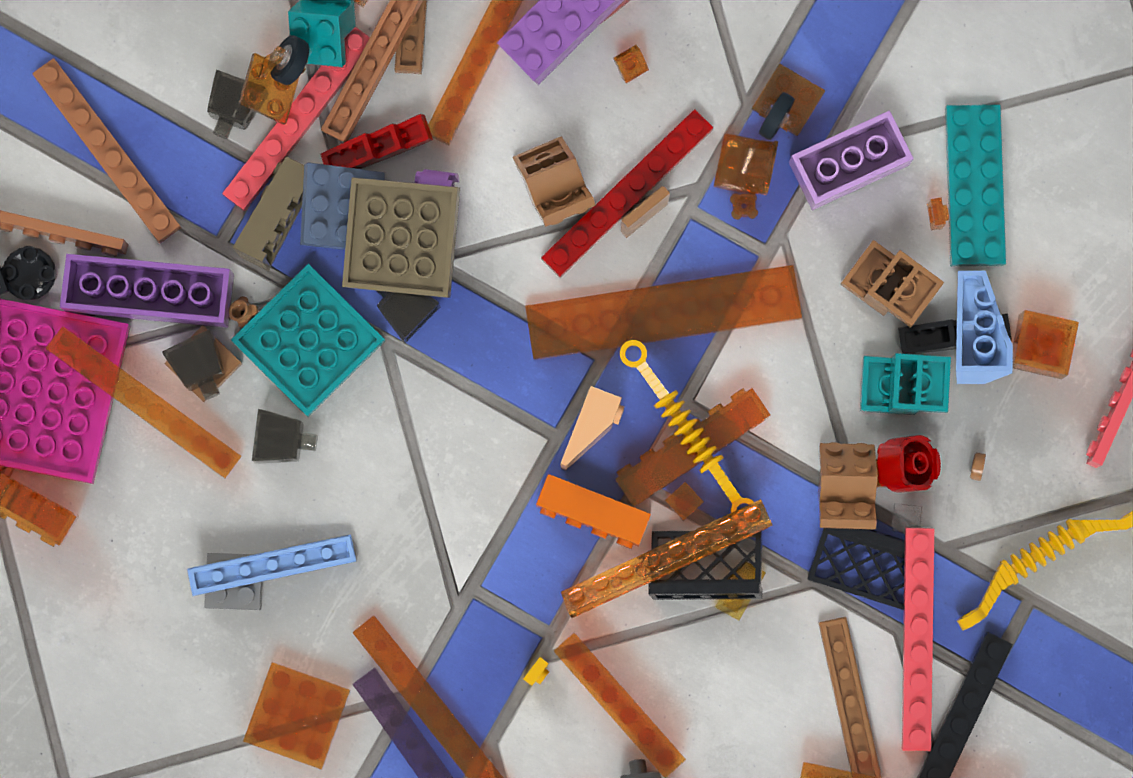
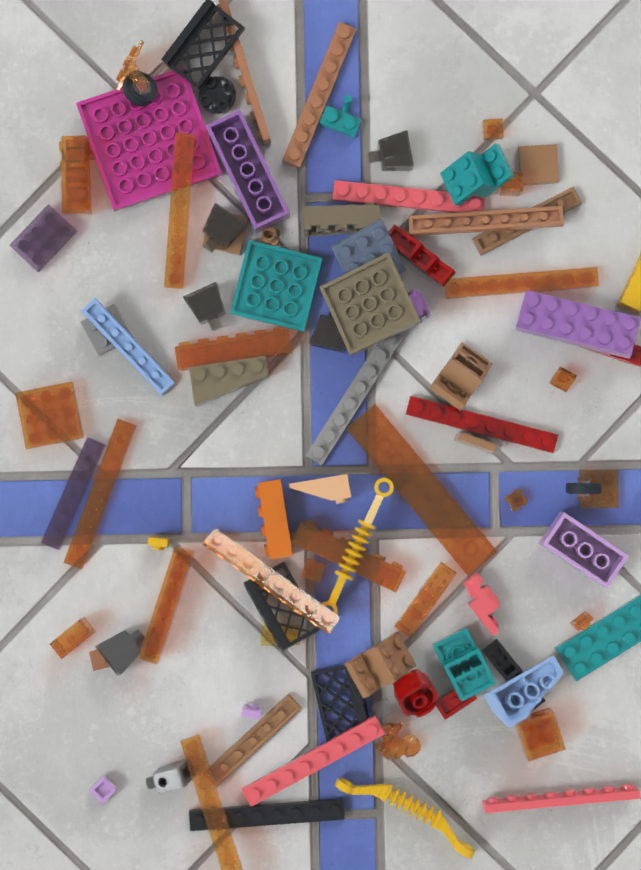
camera: 55 degrees right, 5 degrees up
(71, 592) = (43, 238): none -> clear purple plate
(152, 143) = (340, 120): none -> teal plate
(274, 79) = (421, 168): clear orange plate -> none
(354, 437) = (236, 348): none -> clear orange brick
(381, 473) = (222, 378): none -> dark tan wedge
(503, 330) = (352, 399): none -> light grey plate
(745, 164) = (542, 486): clear orange slope -> none
(800, 385) = (425, 599): none -> clear orange slope
(813, 679) = (252, 711): none -> lavender plate
(845, 318) = (483, 601): none -> coral plate
(892, 283) = (521, 620): medium nougat bracket -> none
(946, 427) = (451, 704): none -> red plate
(956, 530) = (393, 746): none -> clear orange animal
(978, 466) = (440, 736): medium nougat tile -> none

